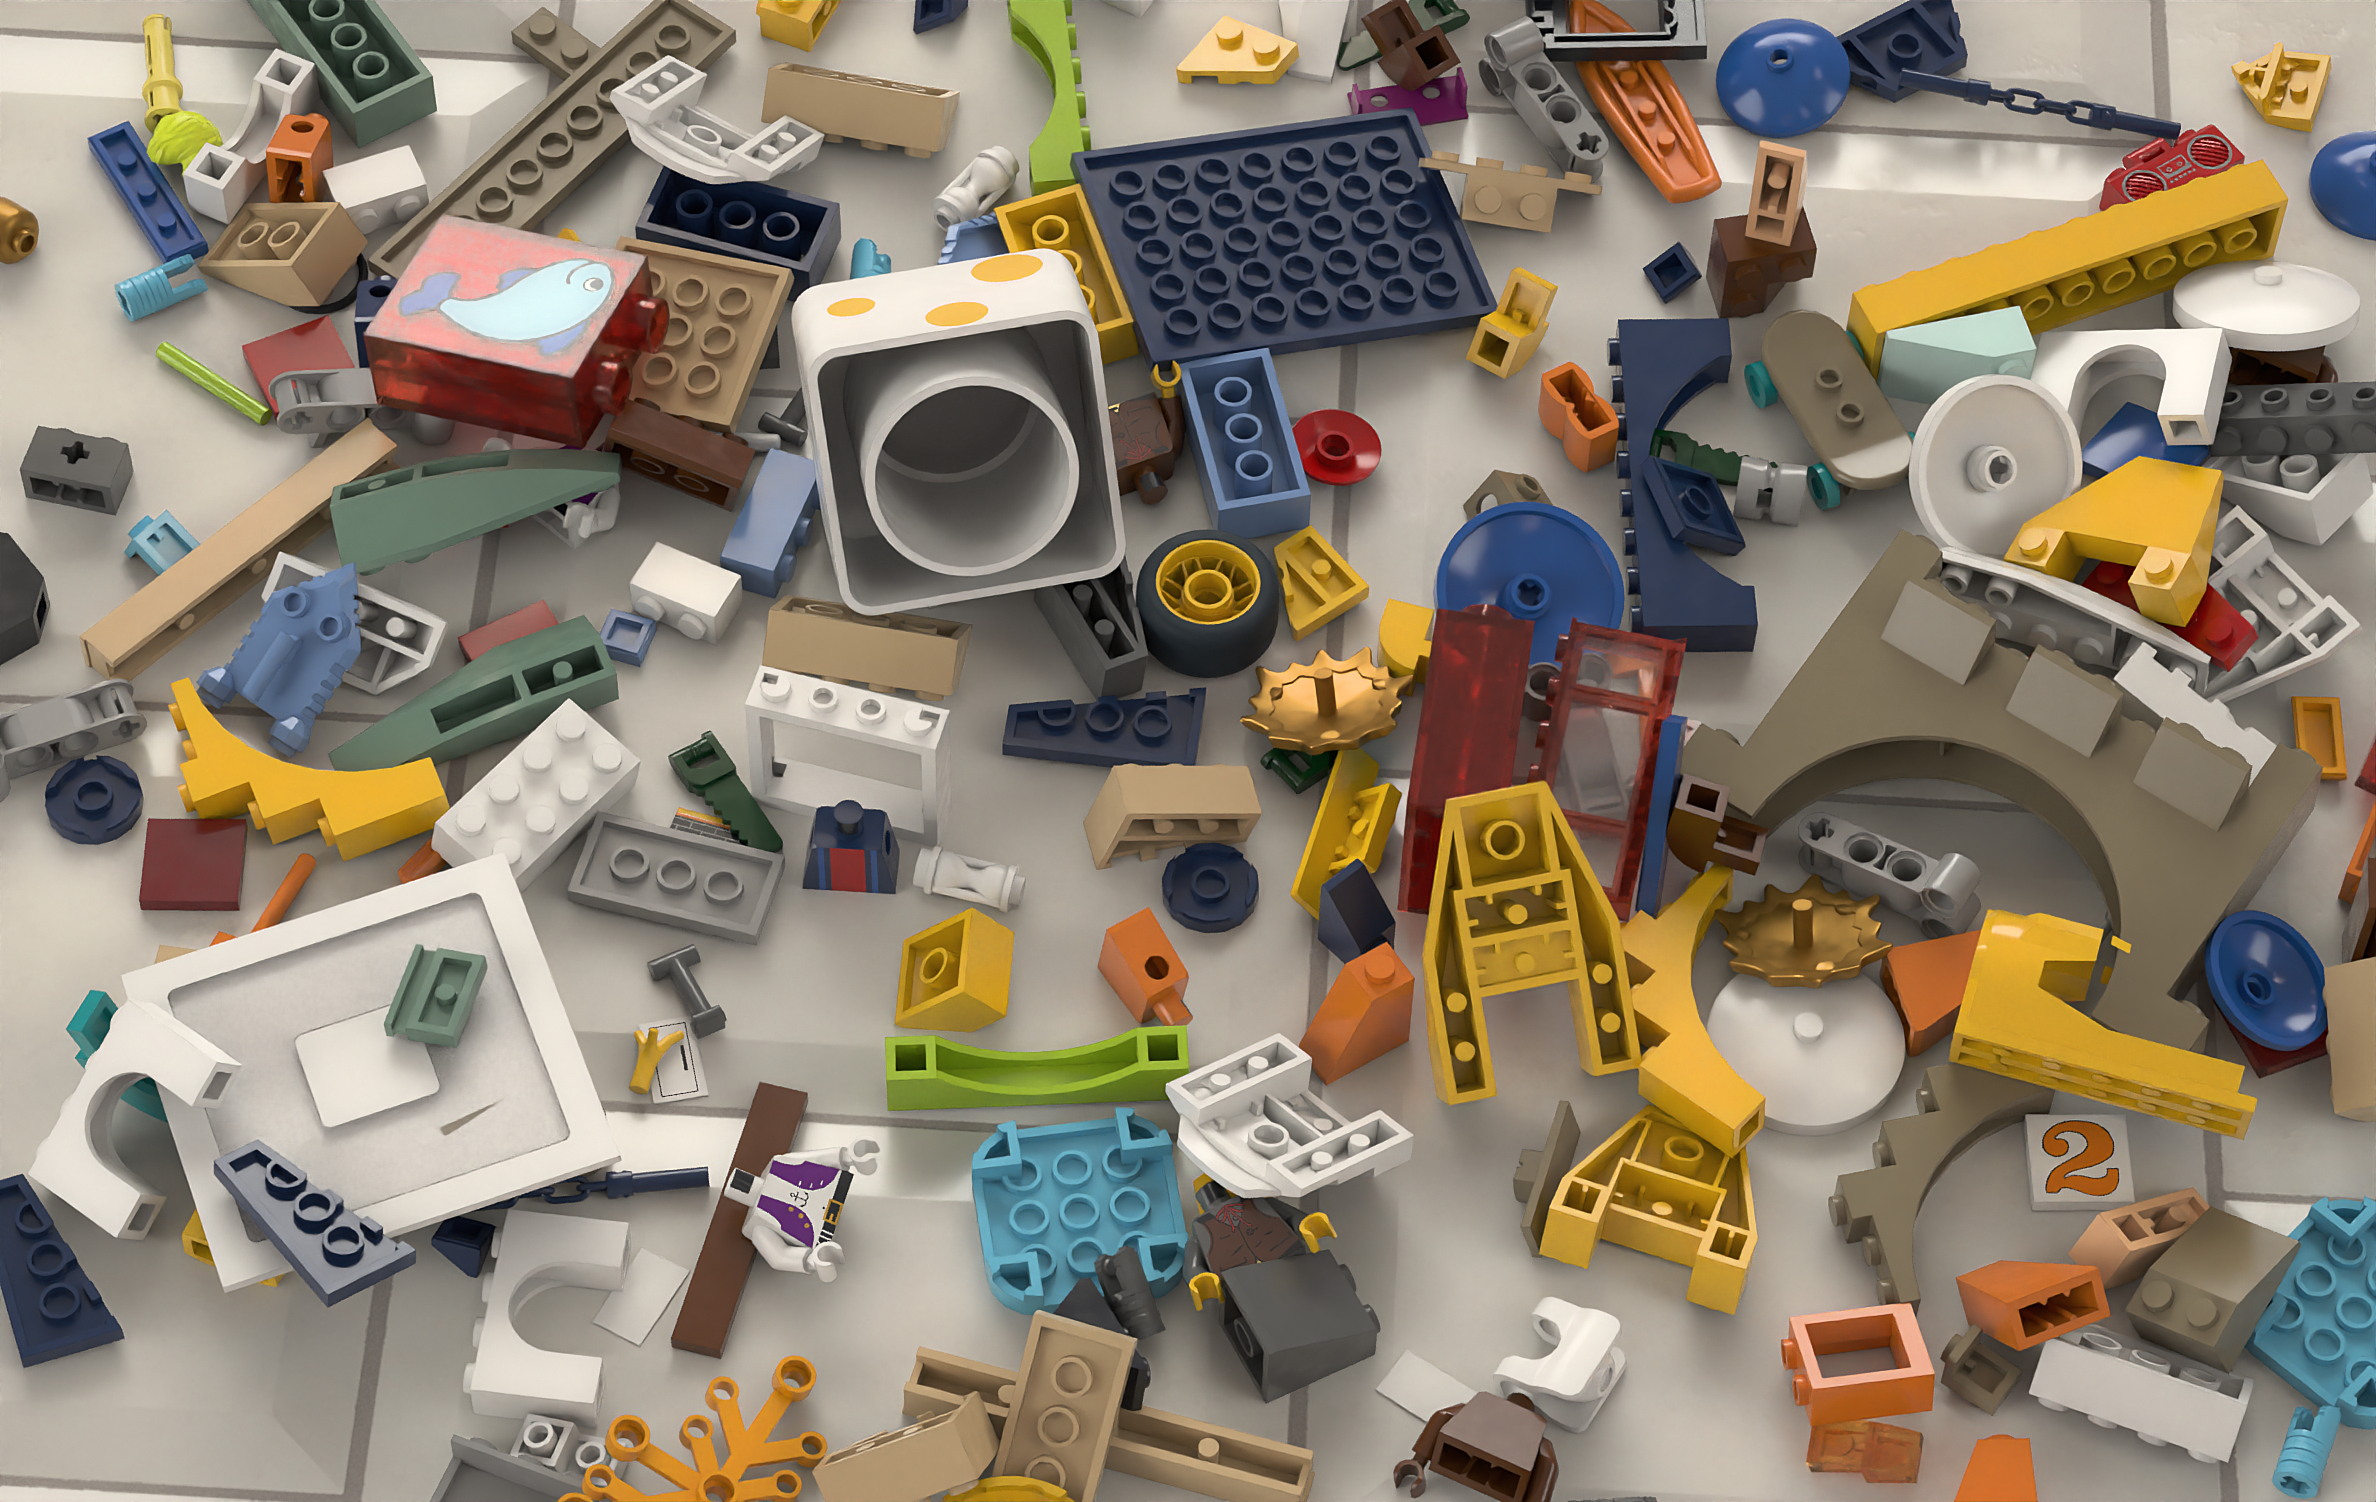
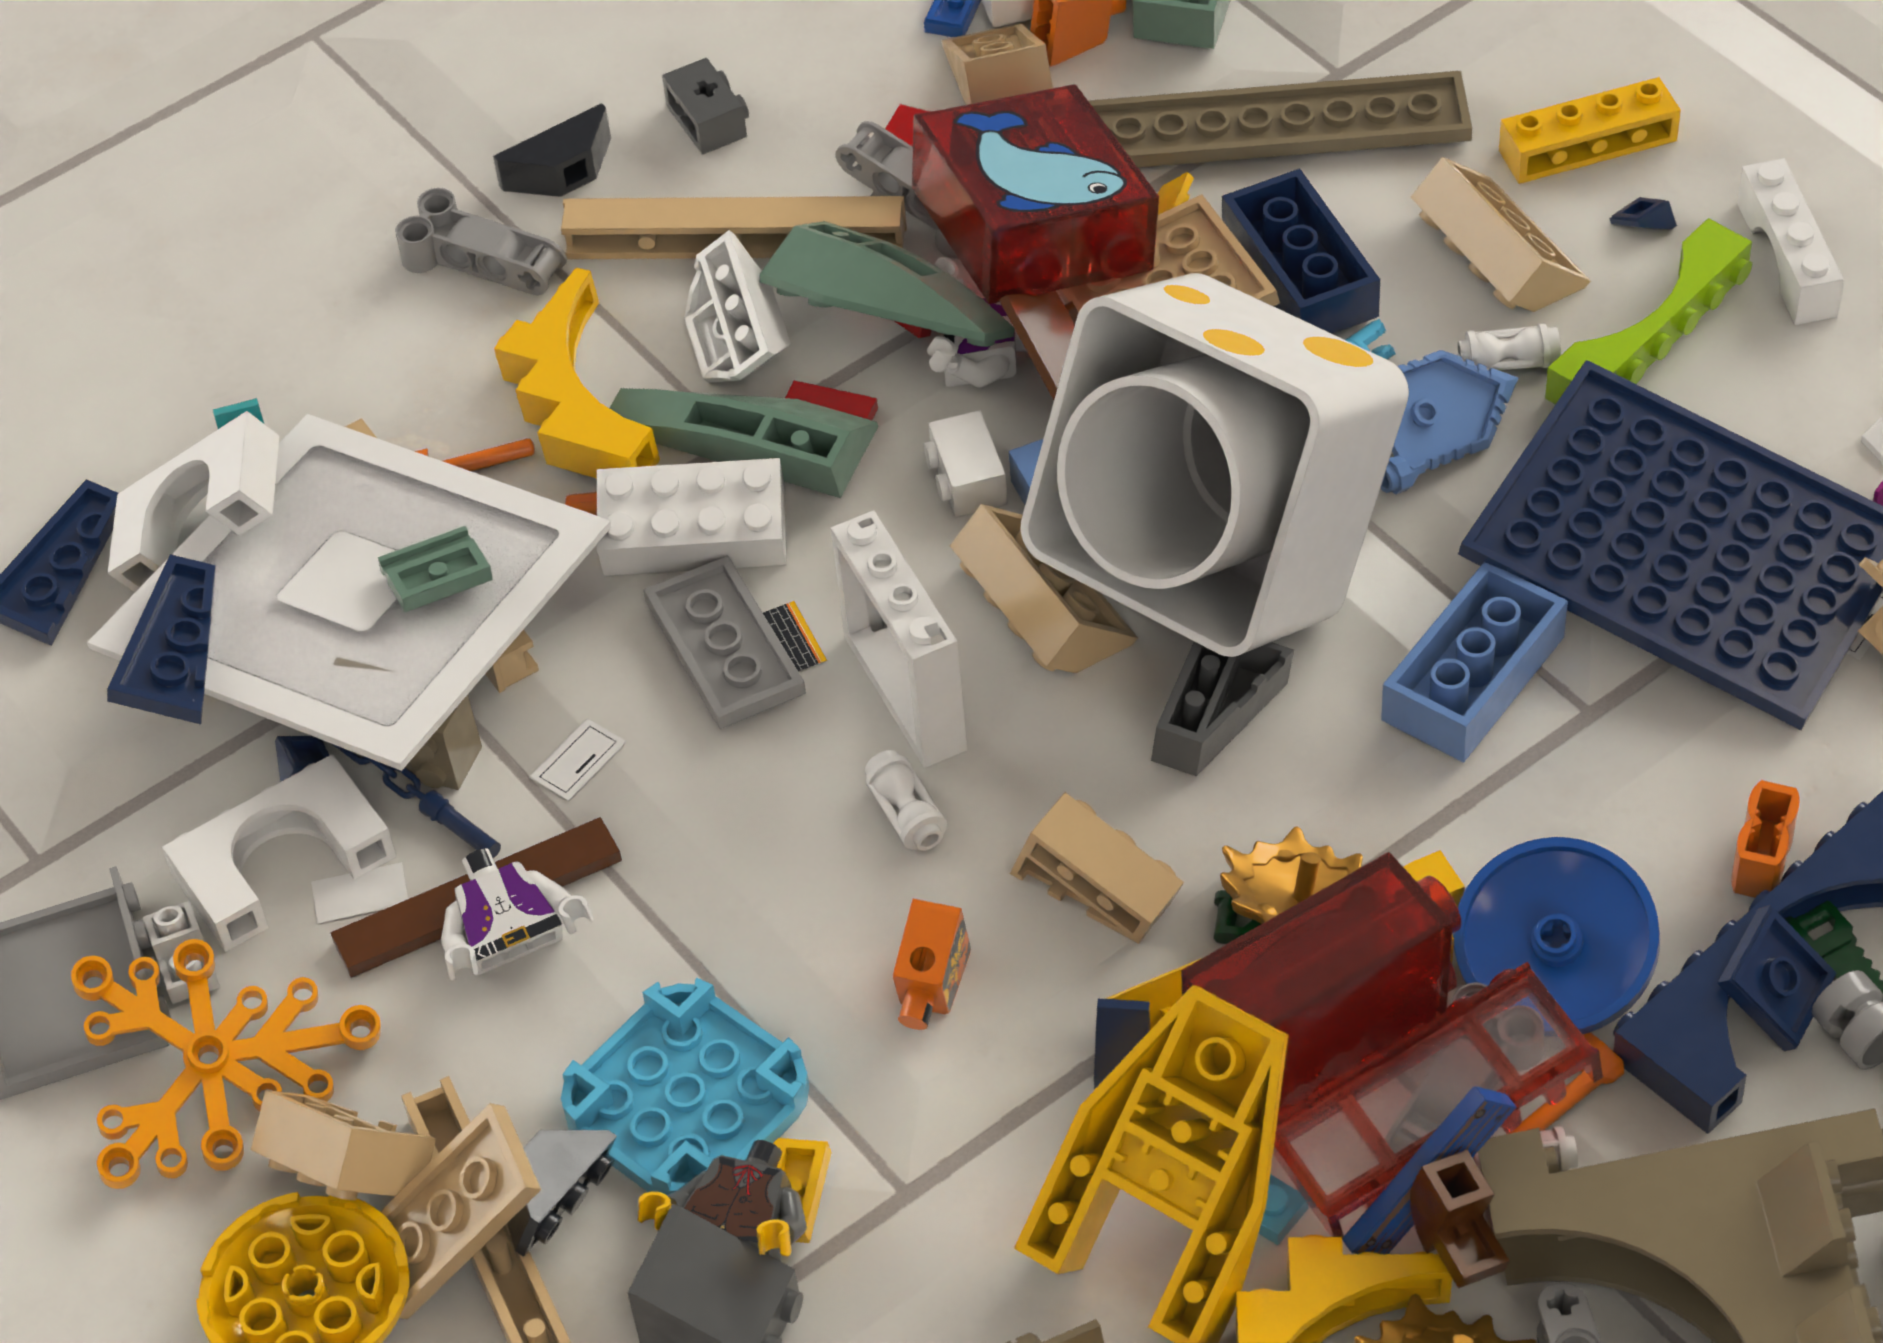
camera: 55 degrees right, 5 degrees down
(94, 800) = (462, 311): dark blue tile -> none
(152, 290) = (890, 33): medium azure hinge -> none
(160, 541) = (693, 179): medium azure bracket -> none
(193, 864) = (462, 395): dark red tile -> none
(214, 383) = (857, 100): lime bar -> none
(293, 656) = (665, 310): medium blue shield -> none
(378, 188) = (1103, 65): white brick -> none
(553, 43) = (1345, 54): dark tan plate -> none
(627, 636) = (900, 464): medium blue tile -> none
(649, 1056) = (560, 741): yellow bar -> none
(695, 143) = (1333, 160): white slope -> none
(704, 1017) = (652, 697): dark grey piece -> none
(725, 792) = (824, 627): dark green piece -> none
(851, 850) = (836, 703): dark blue torso -> none
(949, 1075) = (827, 1013): lime arch -> none
(955, 974) = (813, 859): yellow slope -> none
(1065, 224) = (1481, 444): yellow slope -> none
(1109, 731) = (1135, 787): dark blue wing -> none
(1129, 1293) = (627, 1176): dark grey hinge -> none
(1148, 439) = (1399, 598): torso -> none
(1208, 603) = (1303, 747): wheel -> none
(1210, 888) = (1067, 952): dark blue tile -> none
(1239, 54) = (1832, 396): yellow wing -> none
(1267, 1135) = (866, 1146): white slope -> none
(1315, 582) = (1413, 801): yellow wing -> none
(1344, 436) = (1551, 703): red dish -> none
(1361, 1015) = (1030, 1122): orange slope -> none
(1506, 488) = (1652, 860): dark tan bracket -> none
(1516, 328) = (1798, 744): yellow brick -> none

